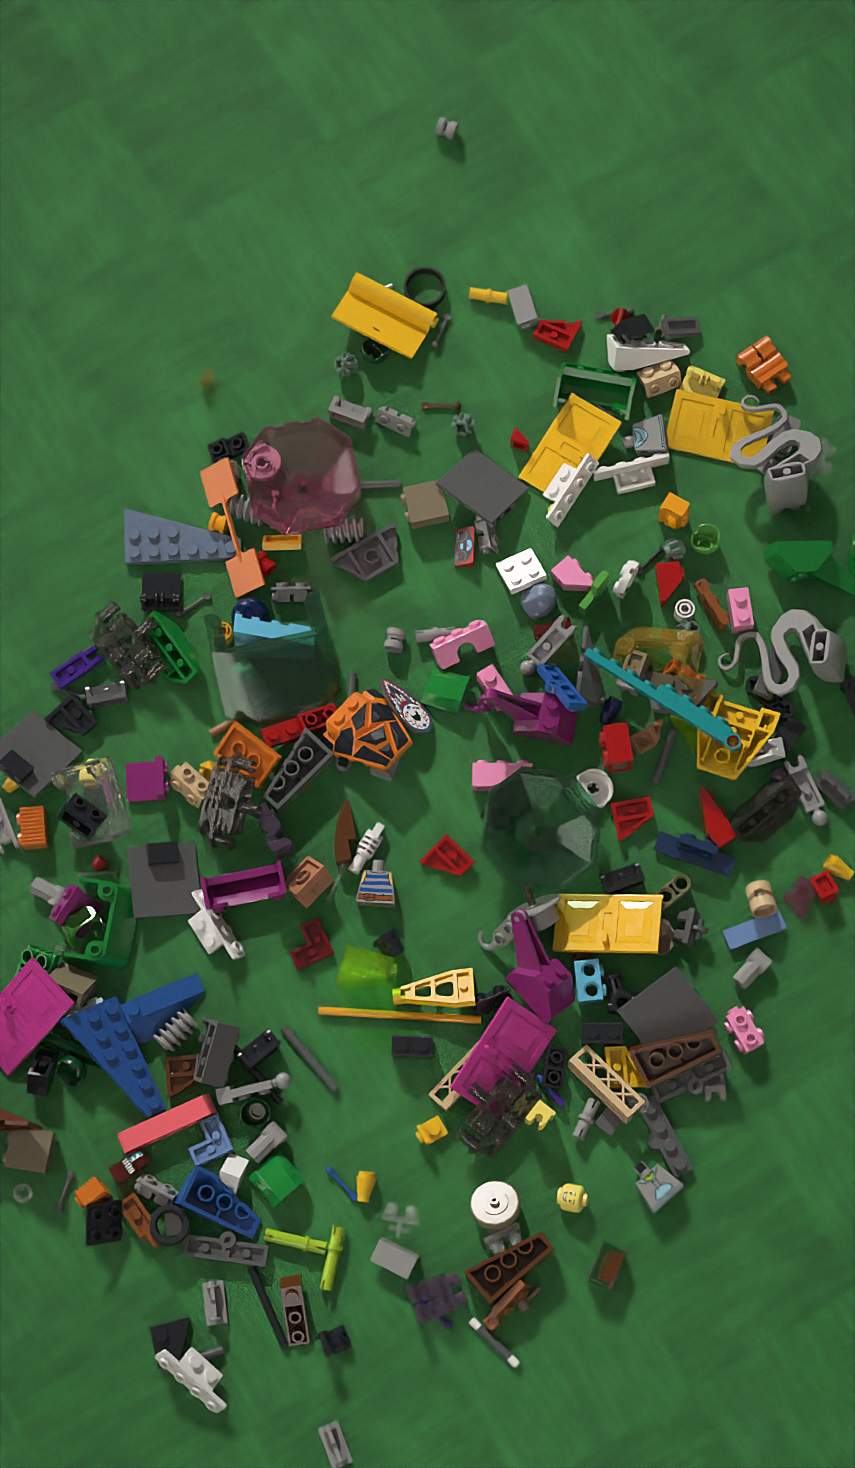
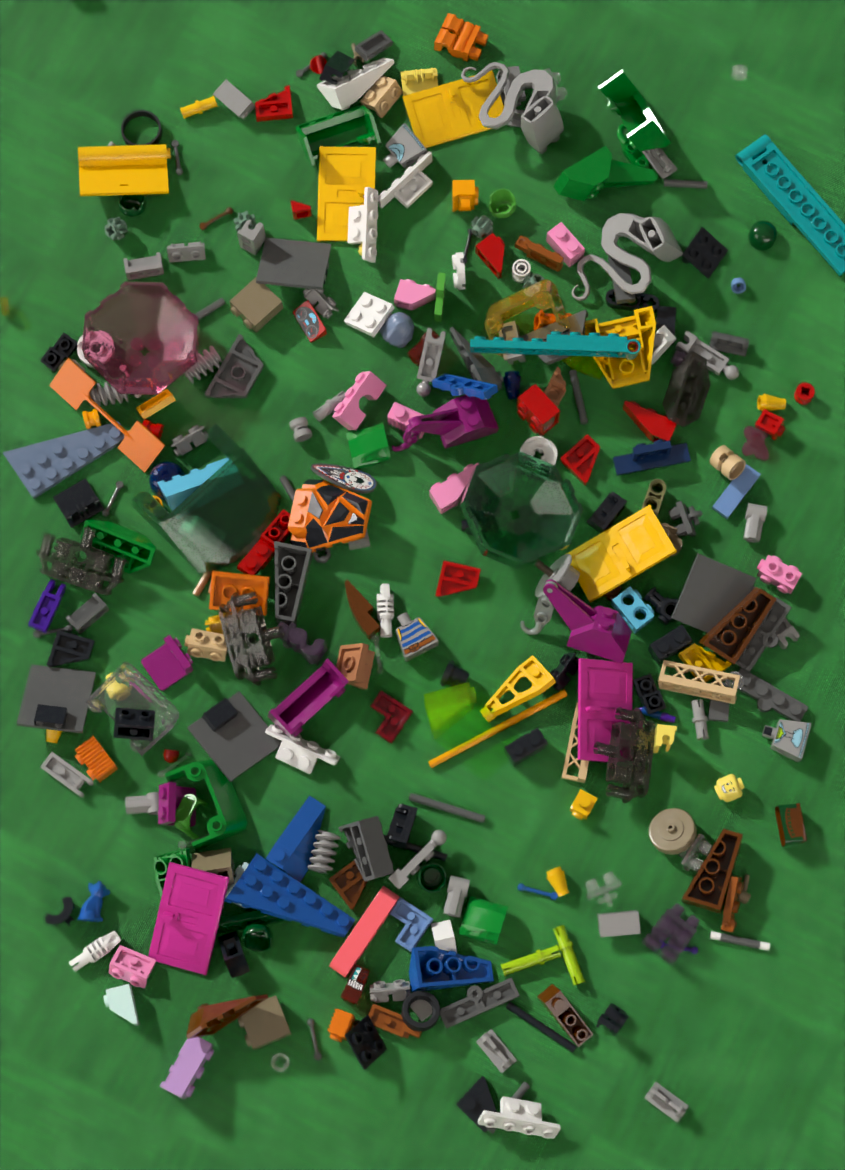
camera: 35 degrees left, 0 degrees up
(458, 443) = (251, 239): none -> light grey hinge

